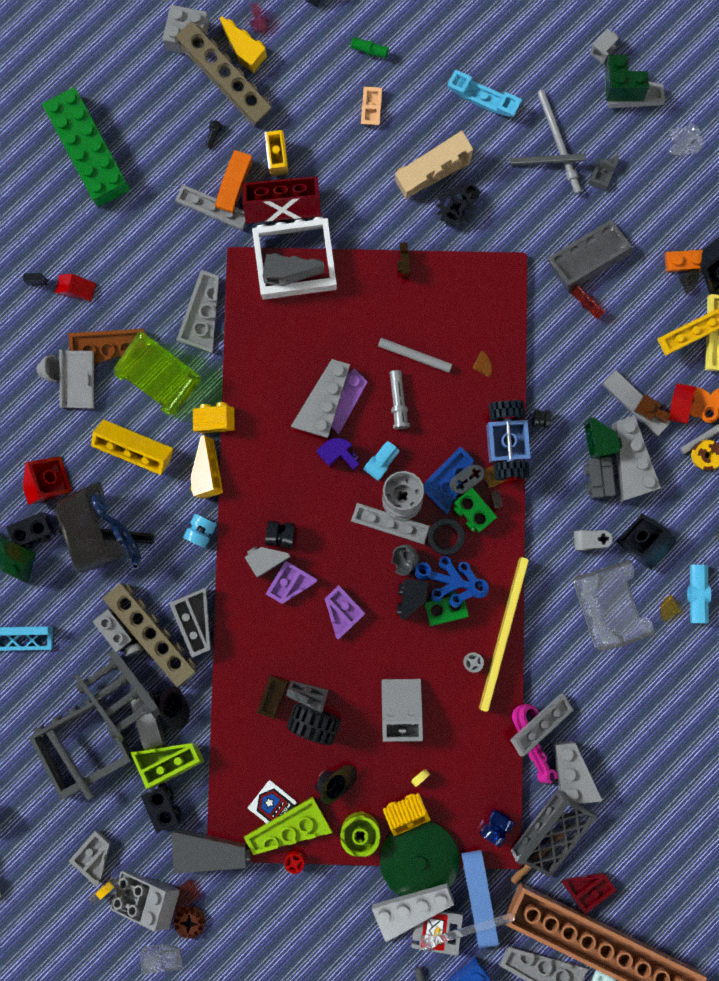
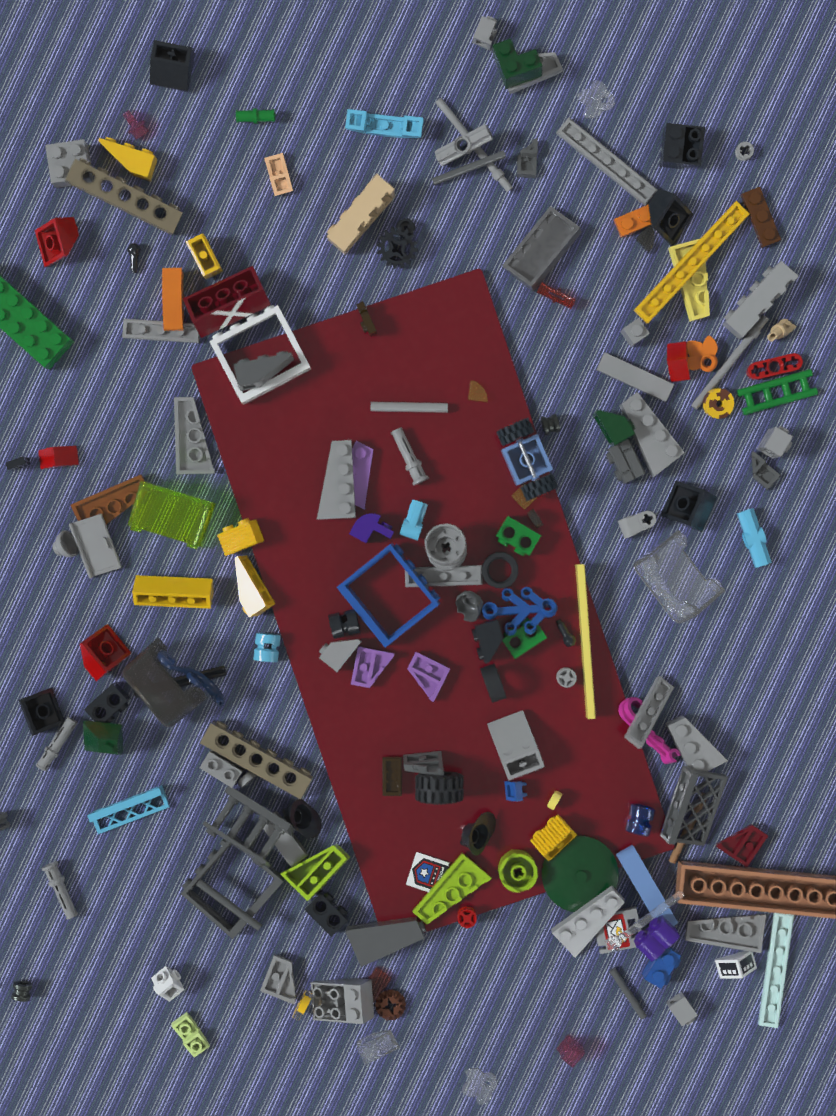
camera: 30 degrees left, 5 degrees up
(149, 91) = (56, 239): none -> red slope
(193, 621) = (293, 734): light grey wedge -> none
(303, 529) = (367, 616): none -> blue window
(384, 754) = (513, 790): none -> blue tile
(402, 641) = (493, 683): none -> black tyre
(438, 484) = (482, 515): blue wing -> none
(464, 475) = (503, 511): dark grey beam -> none
(472, 952) = (656, 938): none -> dark purple brick
(488, 625) = (568, 639): none -> black piece
(563, 134) = (474, 139): none -> light grey piece
(649, 408) = (649, 379): reddish brown plate -> none
(650, 361) = (634, 332): none -> light grey brick
(668, 608) = (730, 561): clear yellow tile -> none
(676, 198) = (606, 161): none -> light grey tile

